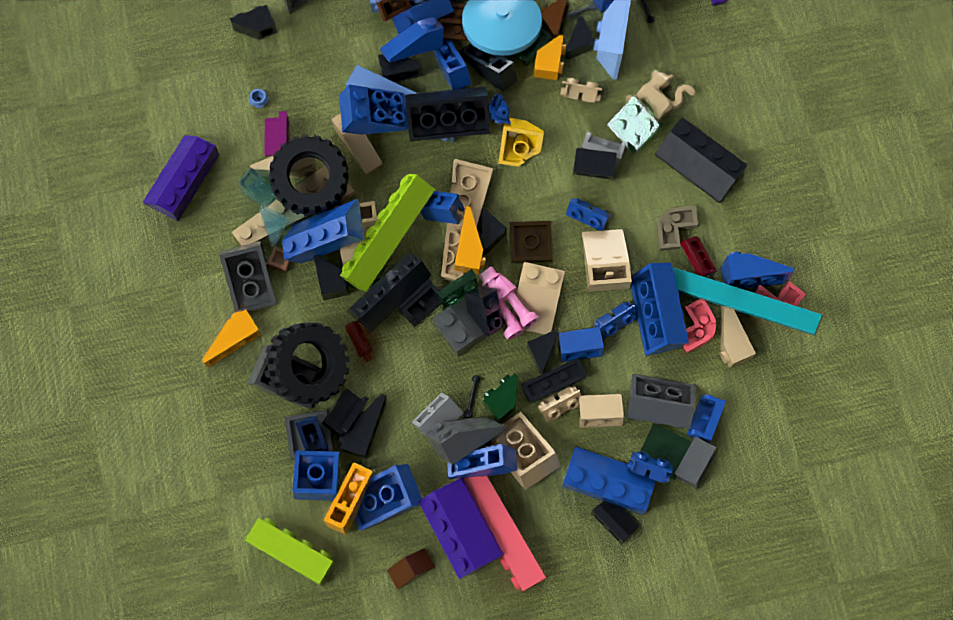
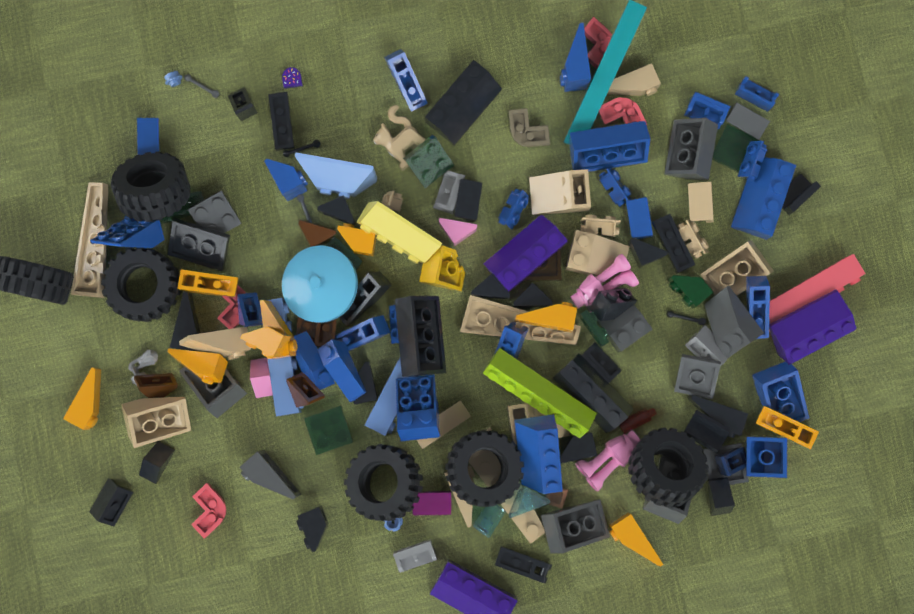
camera: 90 degrees left, 10 degrees up
(210, 224) = (522, 564): none -> black plate
(223, 119) = (415, 555): none -> light grey hinge
(274, 426) = (720, 496): none -> black slope
(290, 551) = (831, 480): lime brick -> none
(297, 100) = (359, 482): none -> black tyre
(329, 314) = (618, 449): none -> bright pink piece
(352, 35) = (328, 430): none -> clear green plate
(406, 402) = (697, 376): none -> dark grey plate
(410, 568) = (842, 372): reddish brown slope -> none
(499, 110) = (416, 287): blue hinge -> none
(501, 189) = (490, 289): none -> black slope
(537, 221) = (525, 252): none -> dark purple slope
(556, 90) = (398, 232): none -> light yellow slope
(560, 155) = (457, 230): none -> bright pink slope
(571, 310) = (608, 225): none -> tan hinge
(698, 257) = (557, 110): dark red plate -> none
(723, 102) = (406, 79): none -> slope
(729, 475) = (756, 94): none -> blue hinge

